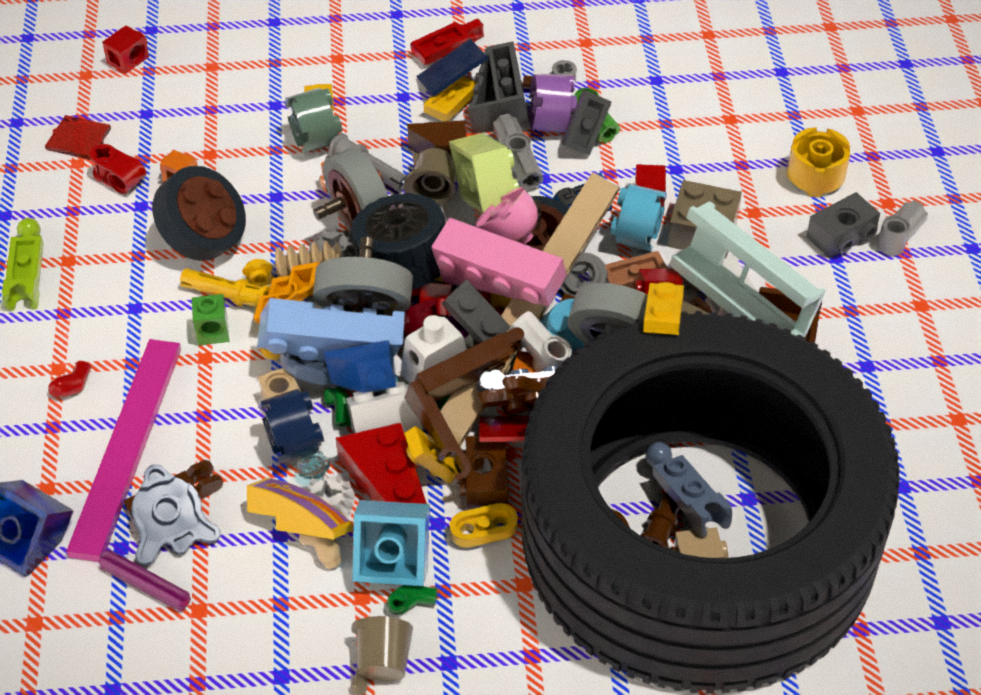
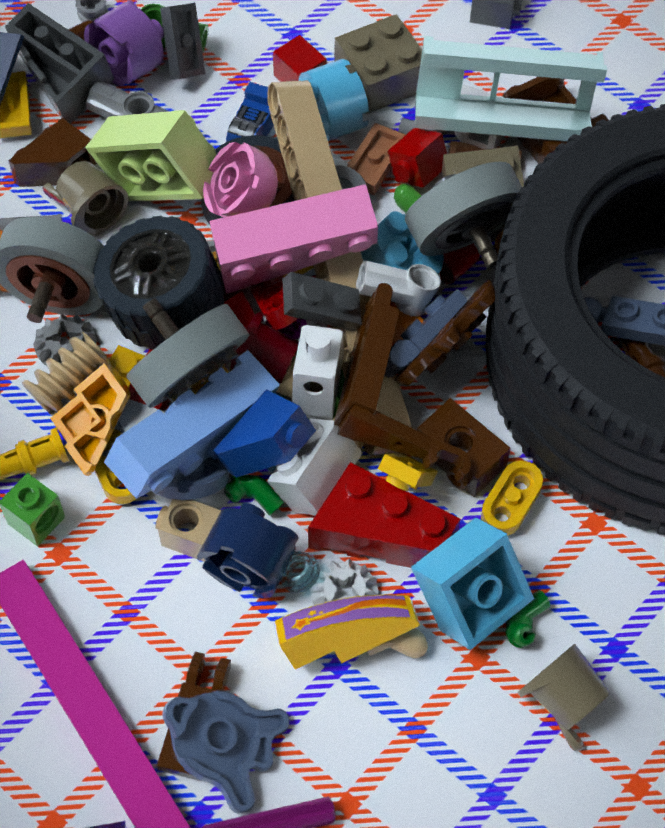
camera: 45 degrees left, 10 degrees up
(258, 272) = (23, 423): yellow plate -> none
(502, 428) = (447, 389): red piece -> none
(663, 308) = (535, 163): yellow plate -> none

